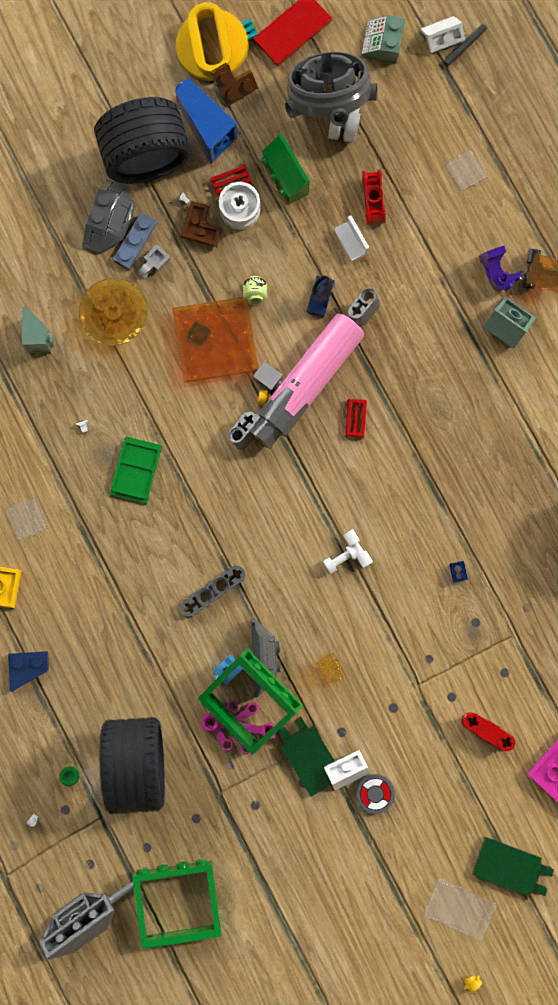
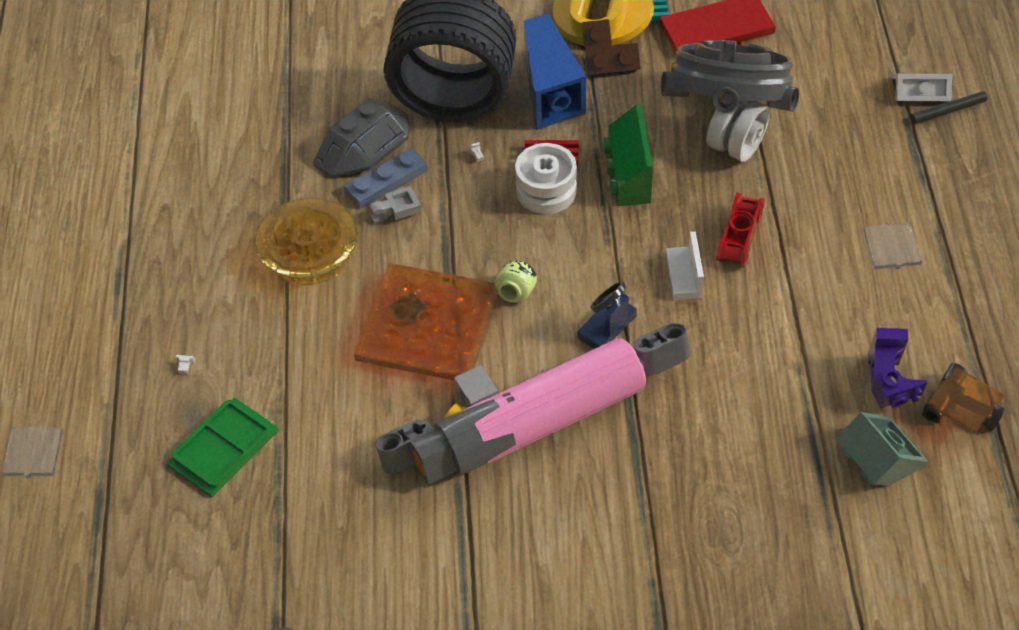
camera: 30 degrees right, 30 degrees down
(35, 334) = (186, 227): sand green slope -> none
(196, 228) = (477, 189): reddish brown plate -> none
(354, 434) = (572, 517): red tile -> none
(383, 38) = (838, 66): sand green slope -> none

